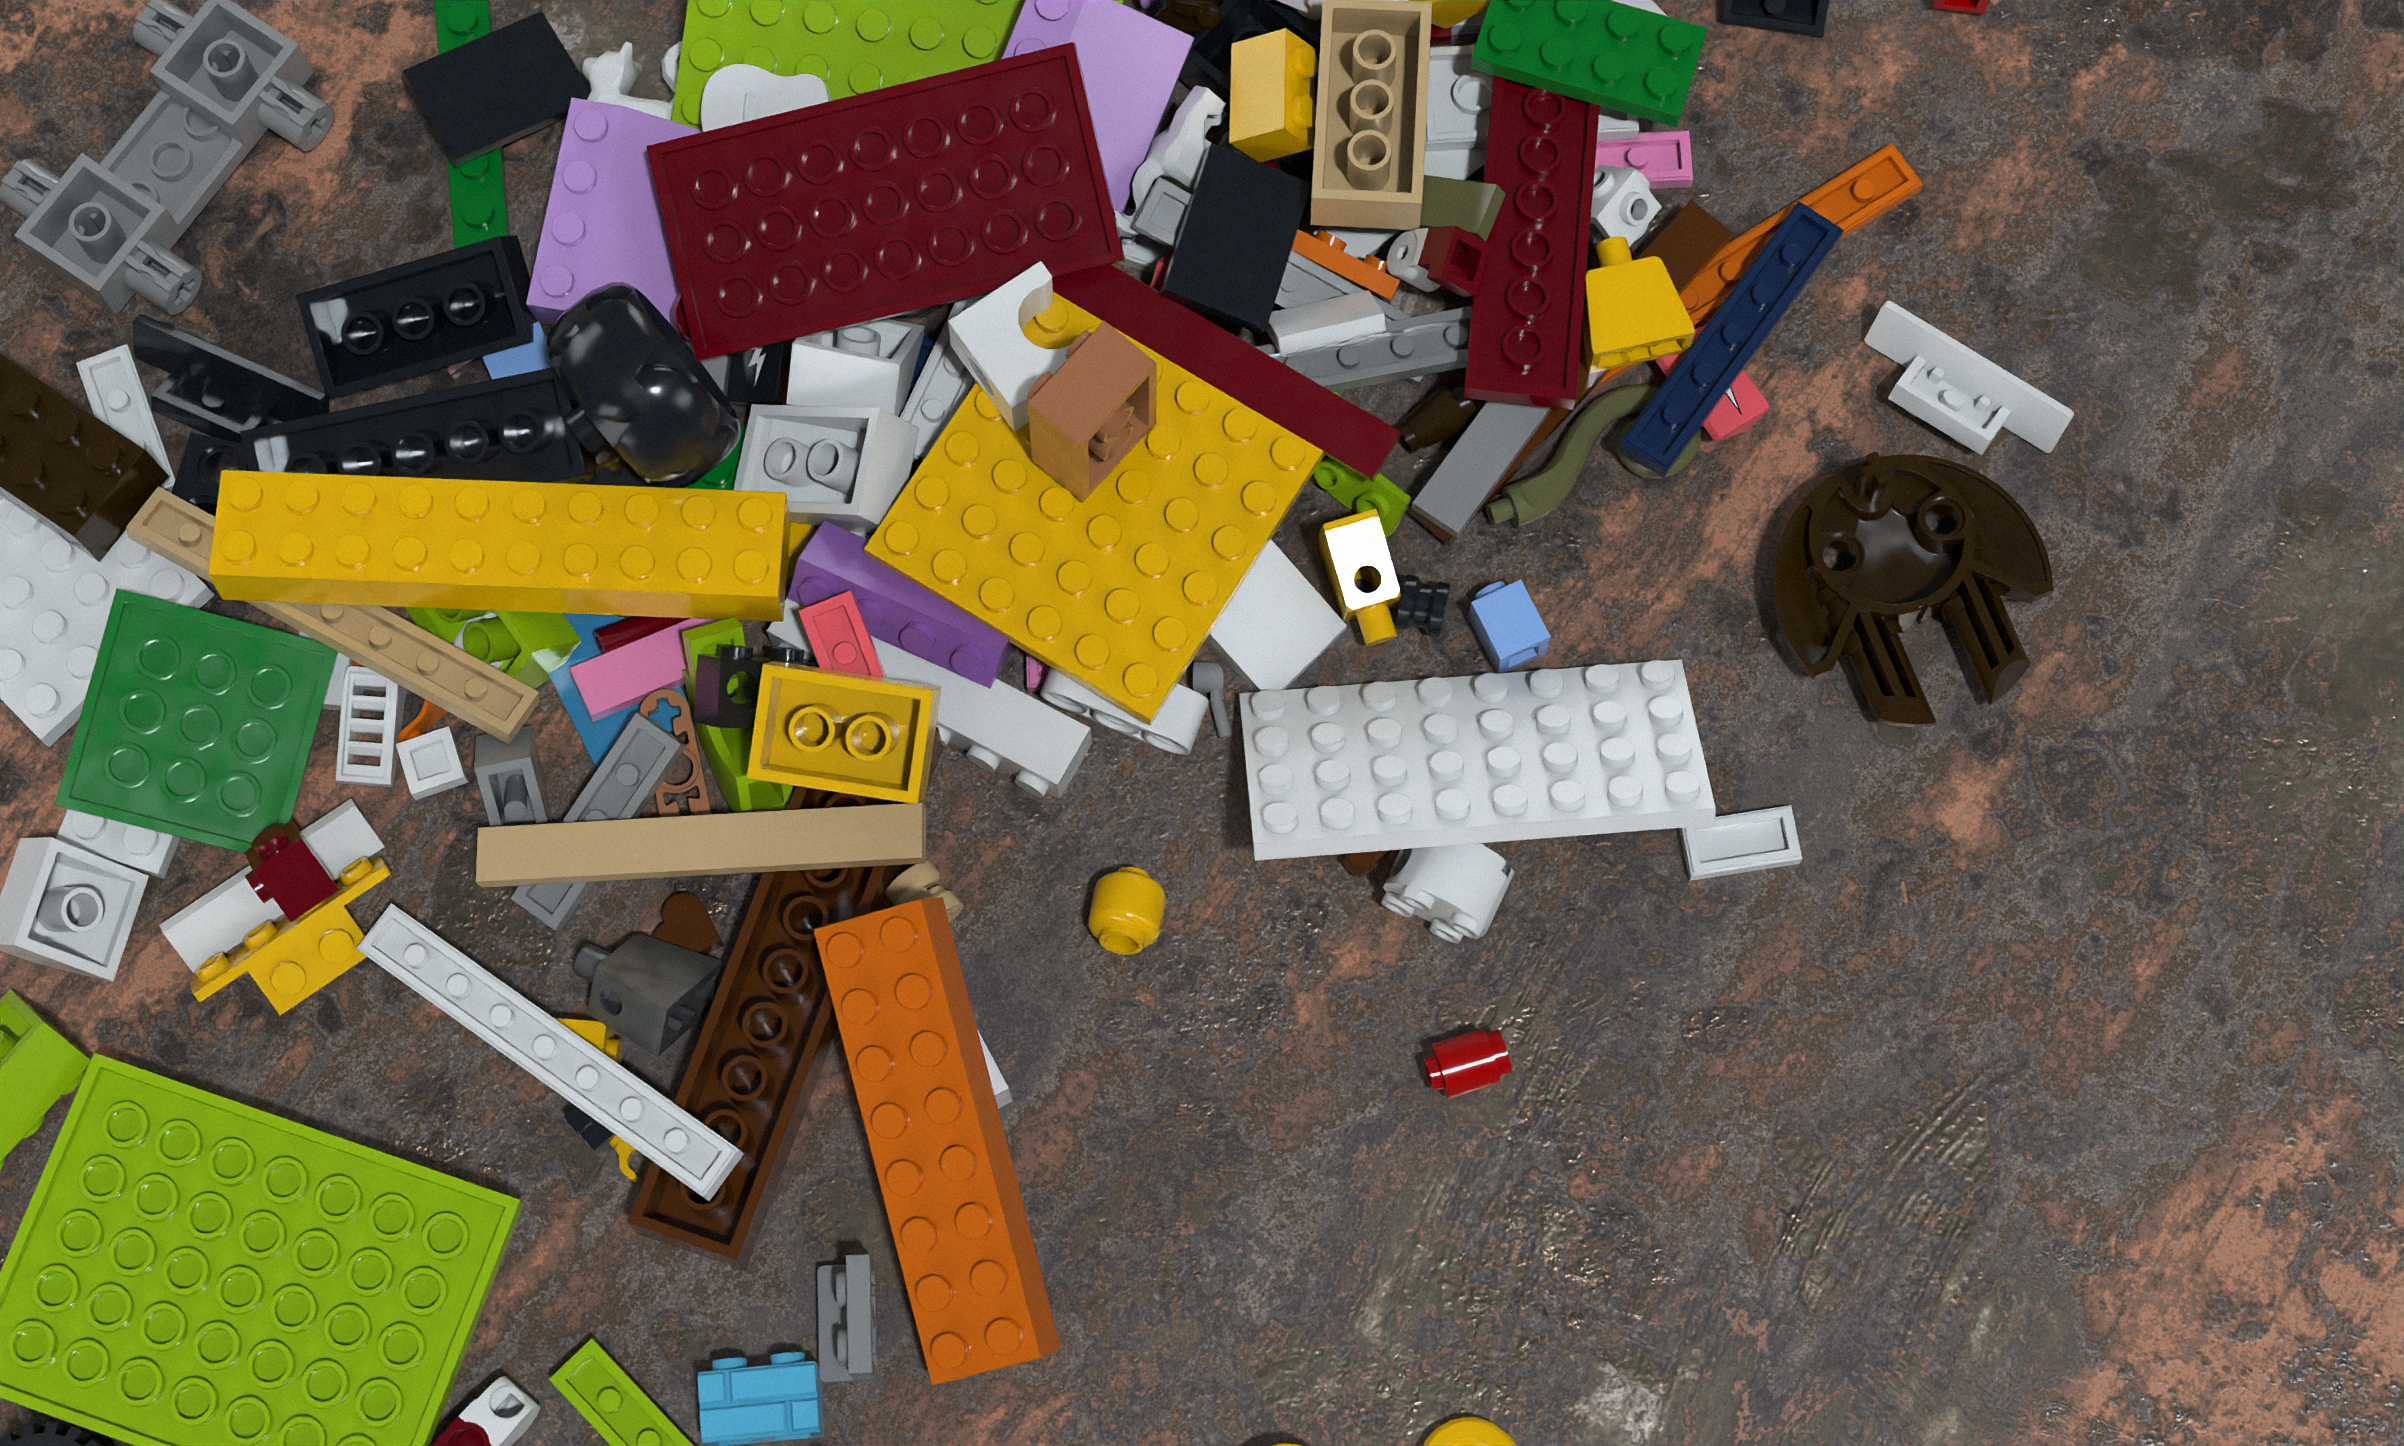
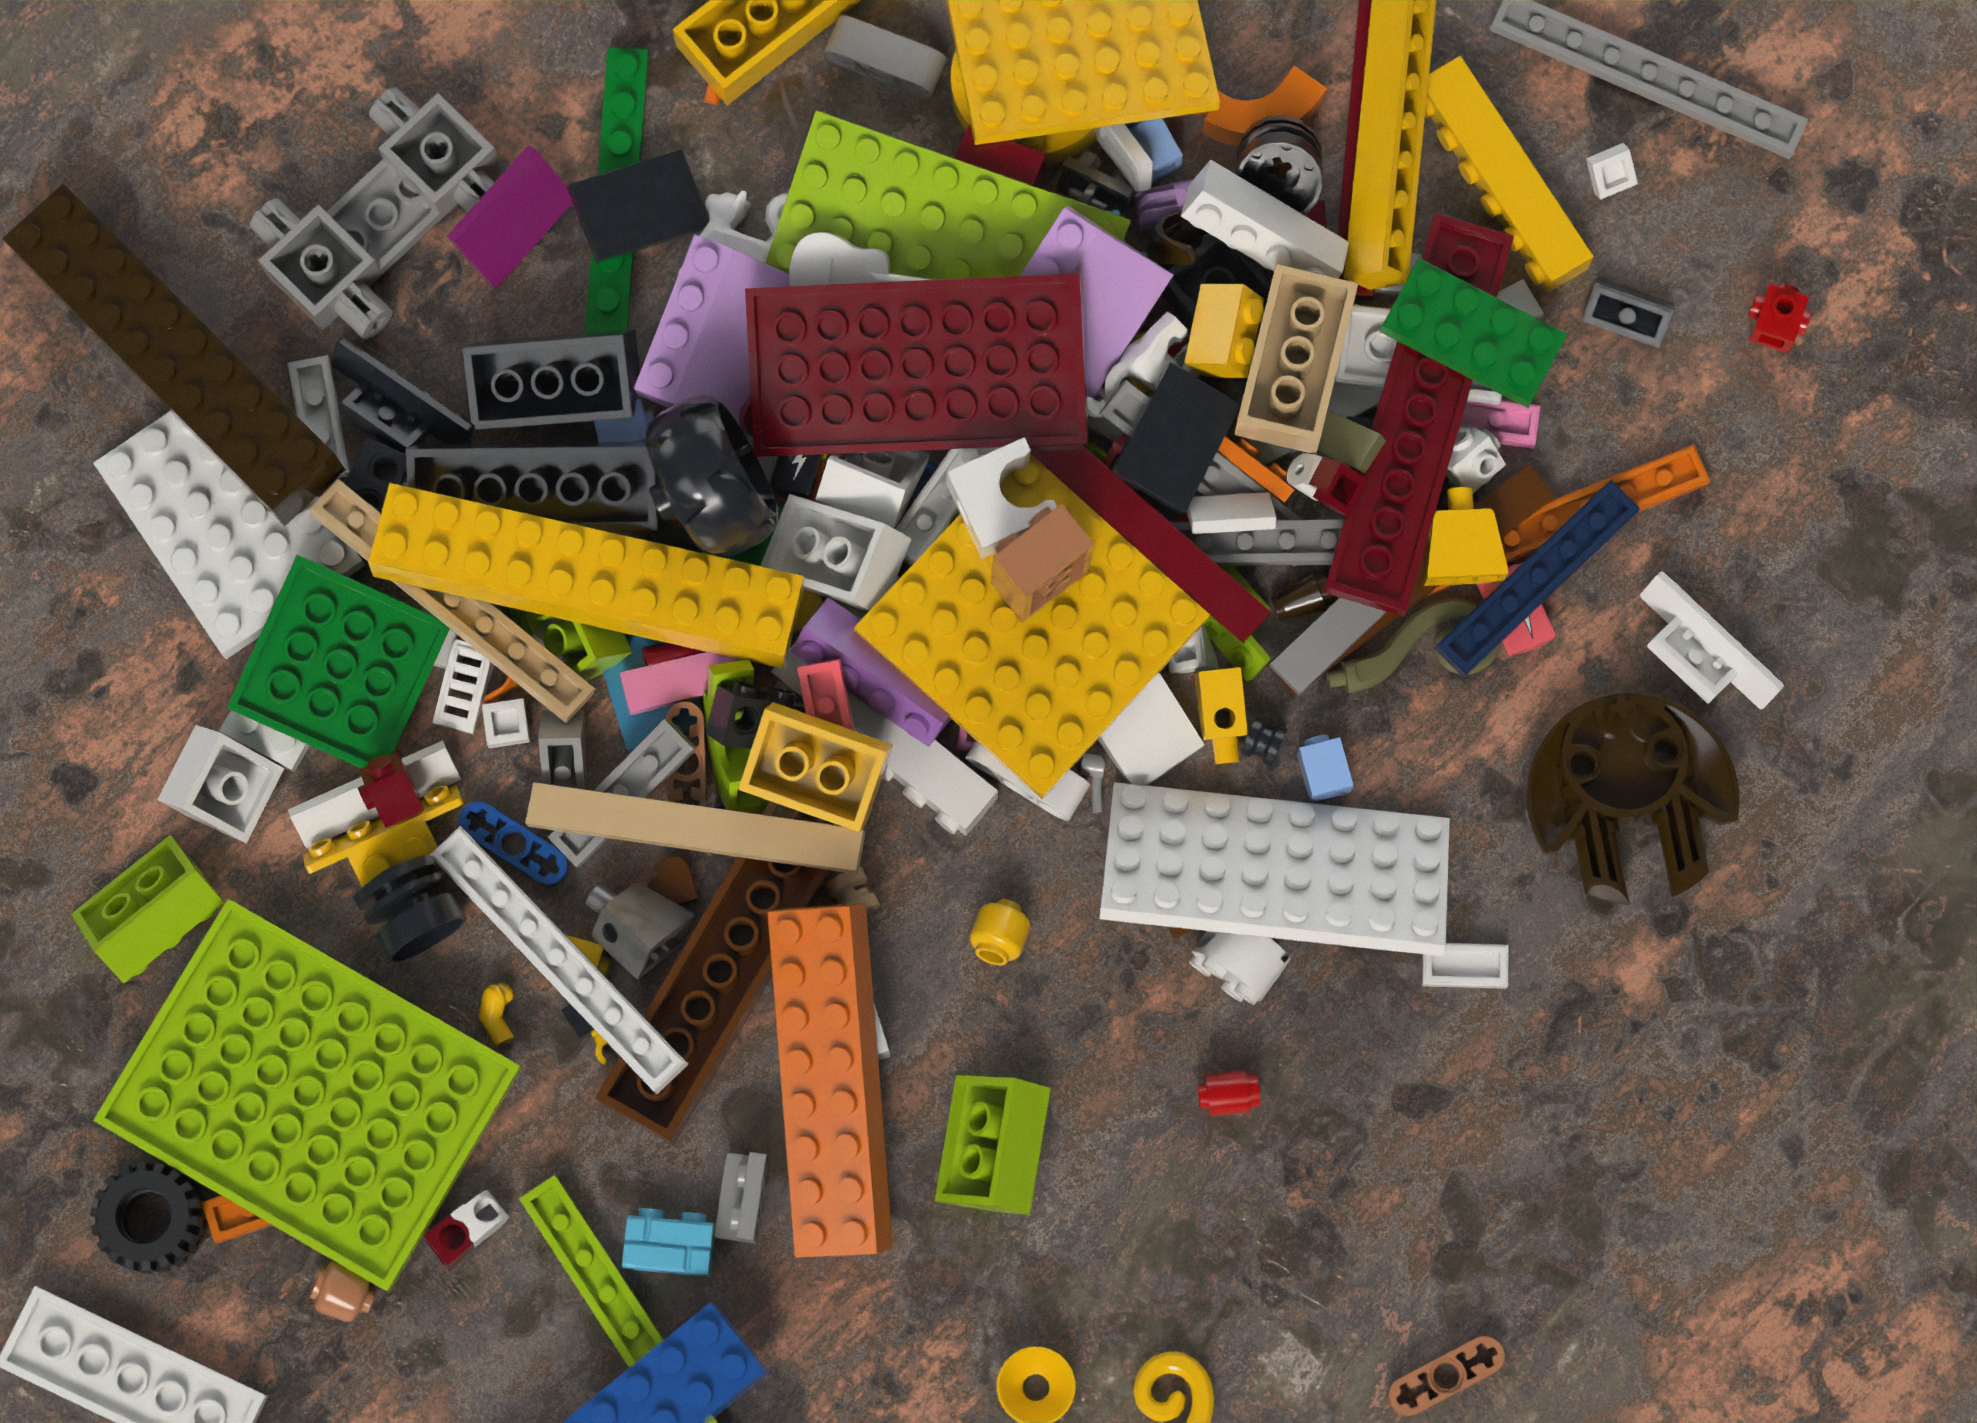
camera: 10 degrees right, 5 degrees up
(335, 128) = (511, 217): none -> magenta tile
(340, 1022) = (406, 901): none -> black wheel
(473, 1138) = (491, 1013): none -> yellow arm
(511, 918) = (546, 851): none -> blue beam
(1169, 1187) = (992, 1144): none -> lime slope
(1308, 513) = (1195, 655): none -> white slope
(1850, 1342) = (1480, 1372): none -> nougat beam

